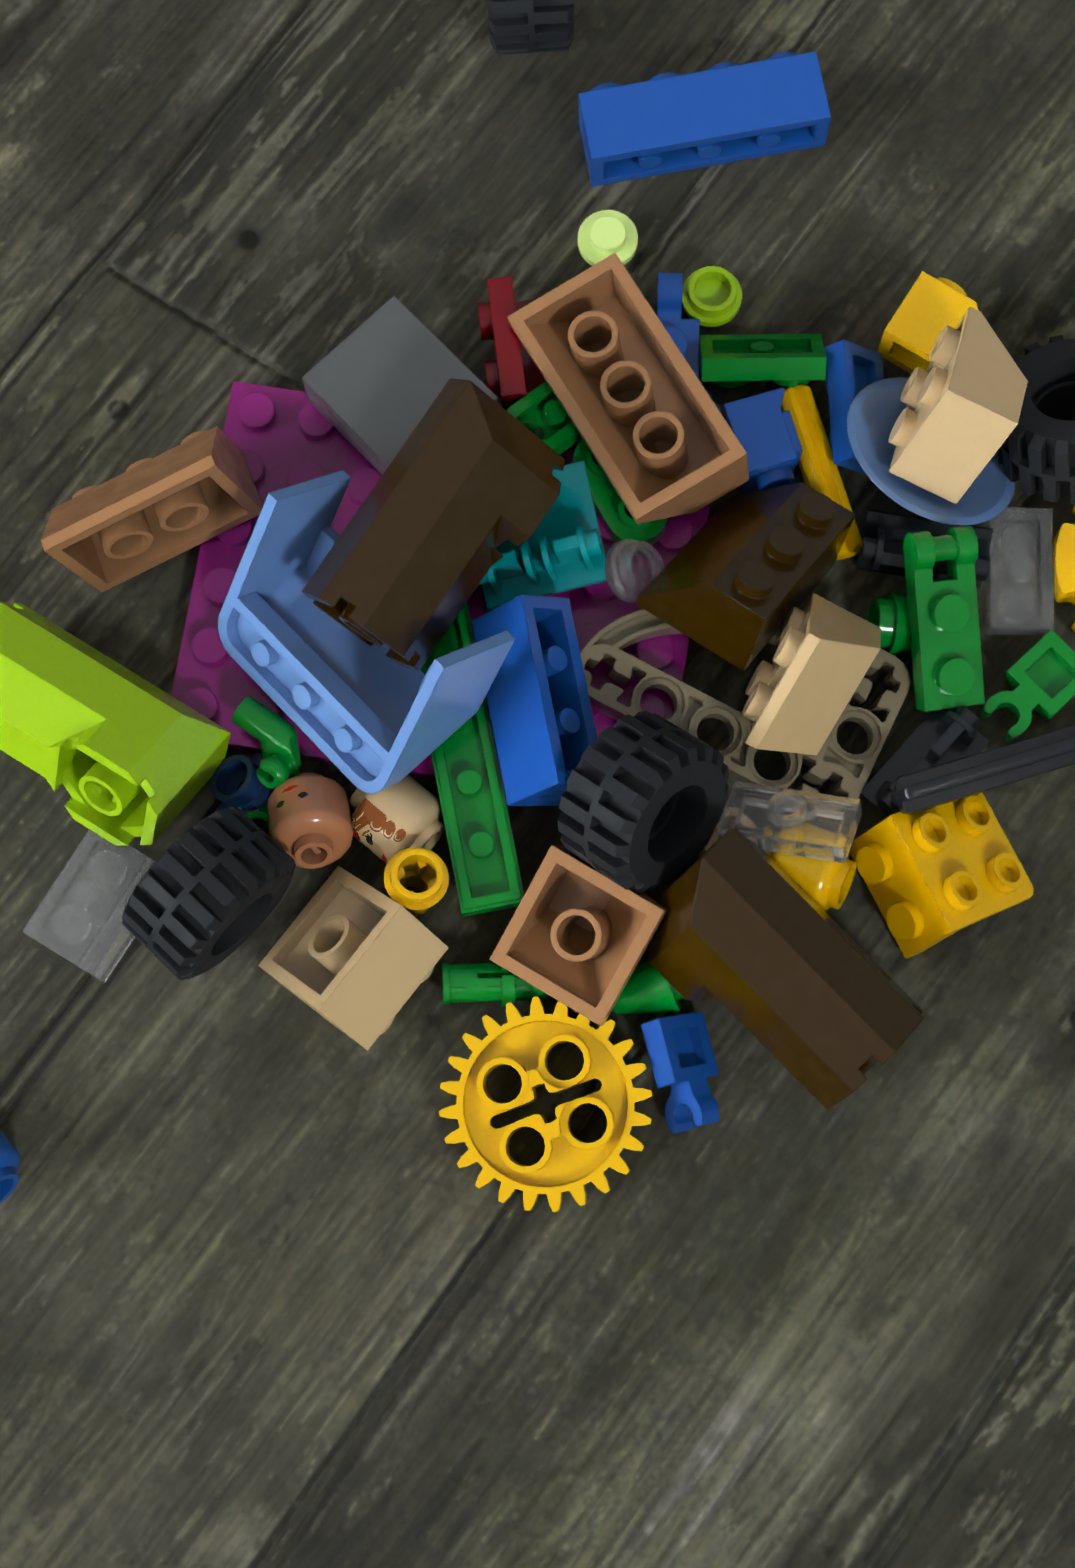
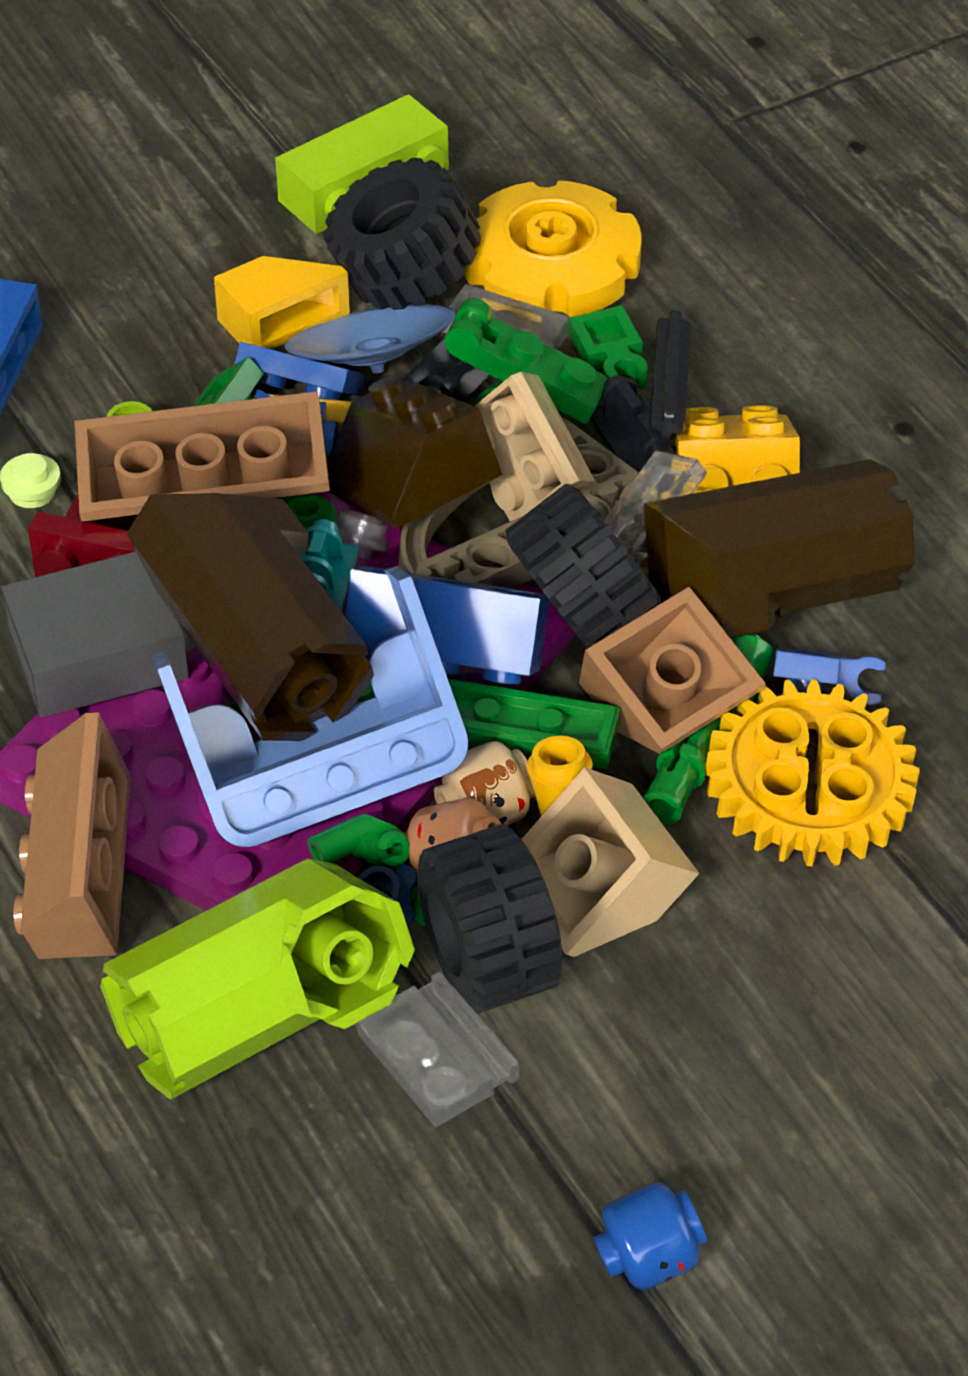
camera: 70 degrees left, 30 degrees down
(957, 409) = (356, 275): tan slope -> none

